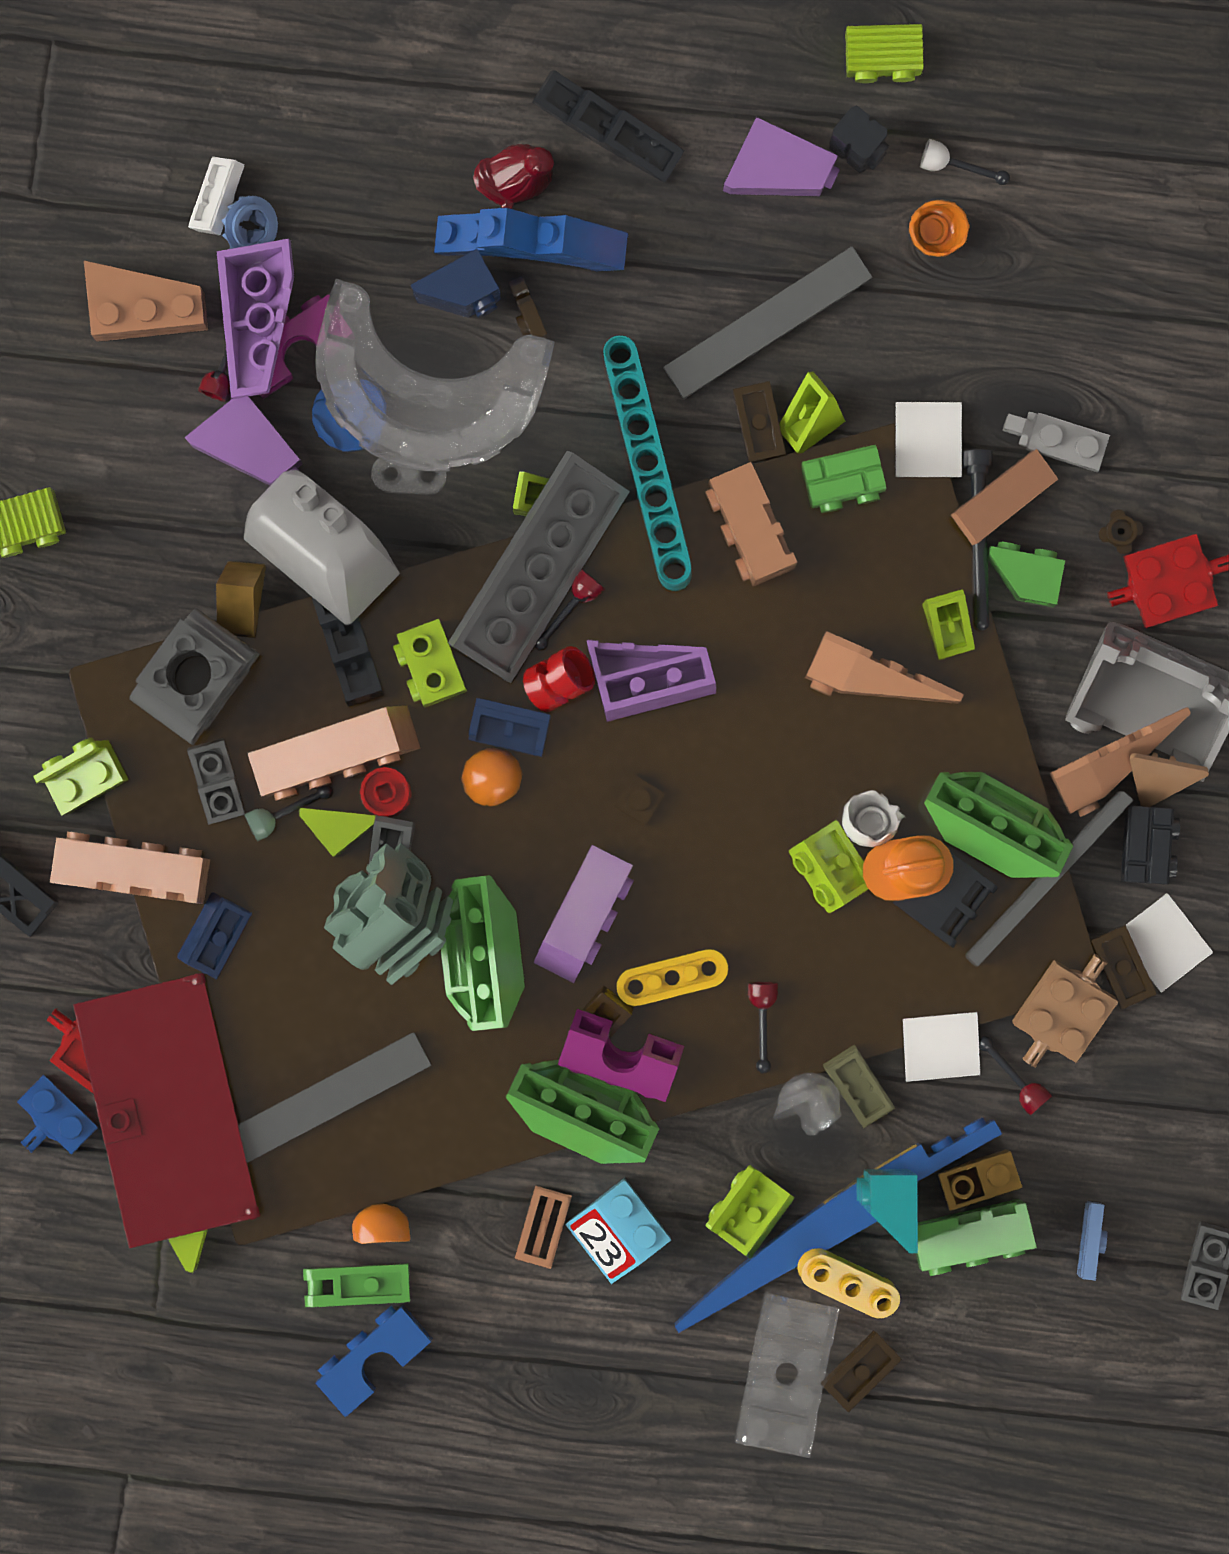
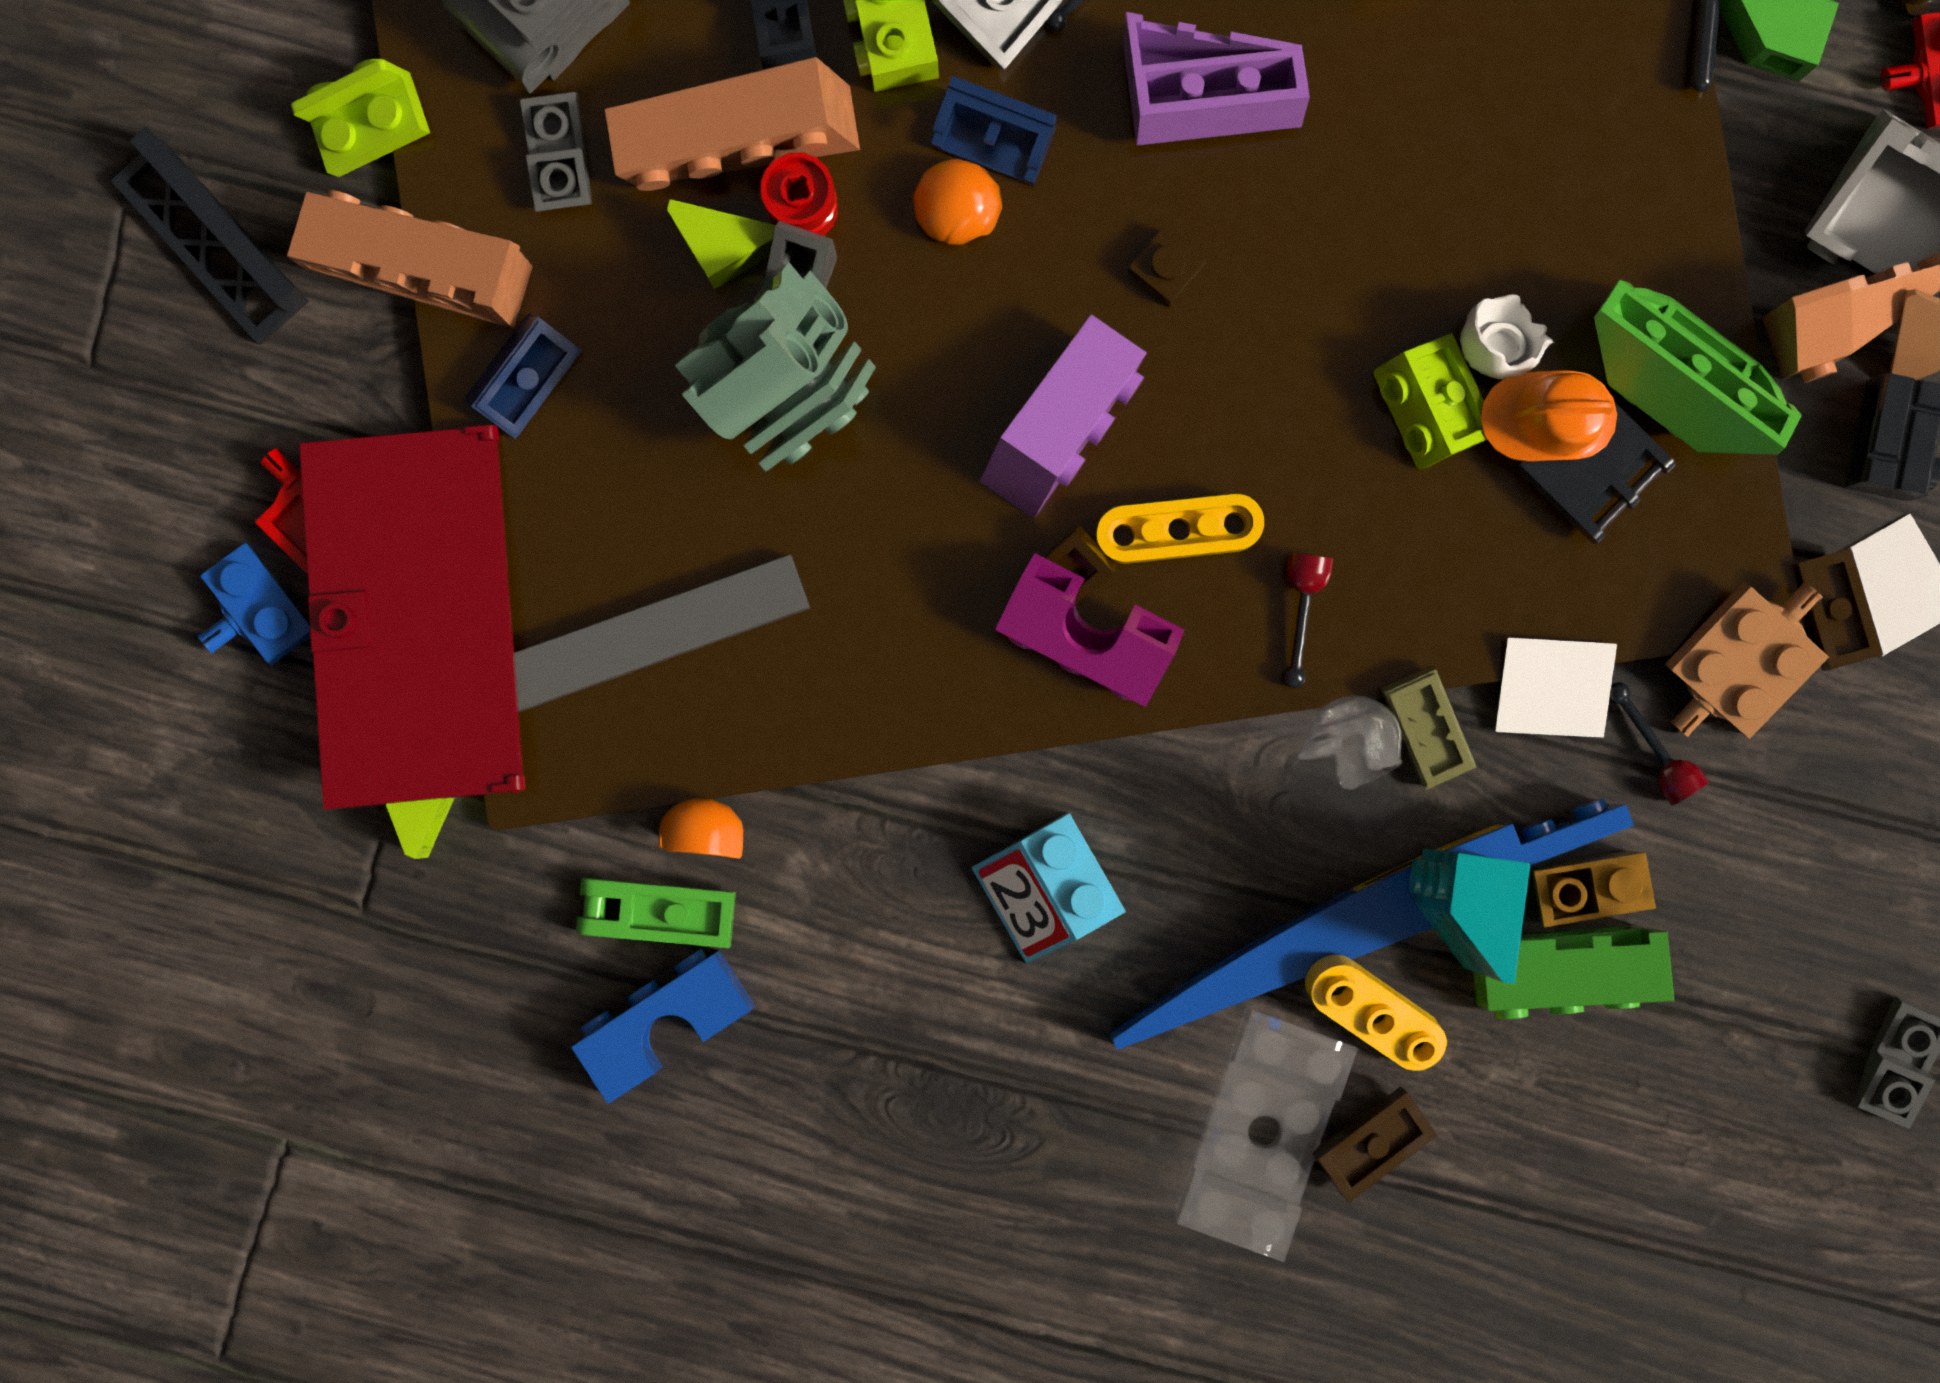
camera: 10 degrees right, 0 degrees up
(263, 822) = (616, 219): hinge -> none
(482, 954) = (907, 450): bright green wedge -> none
(534, 1258) = (919, 910): nougat tile -> none
(559, 679) = (1081, 63): red wheel -> none
(583, 1113) = (1021, 706): bright green wedge -> none
(749, 1211) = (1243, 886): lime bracket -> none
(852, 670) = (1513, 118): nougat wedge -> none
(949, 624) = (1656, 67): lime slope -> none
(1042, 885) = (1747, 466): dark grey tile -> none
(1092, 1240) = (1739, 1001): medium blue plate -> none

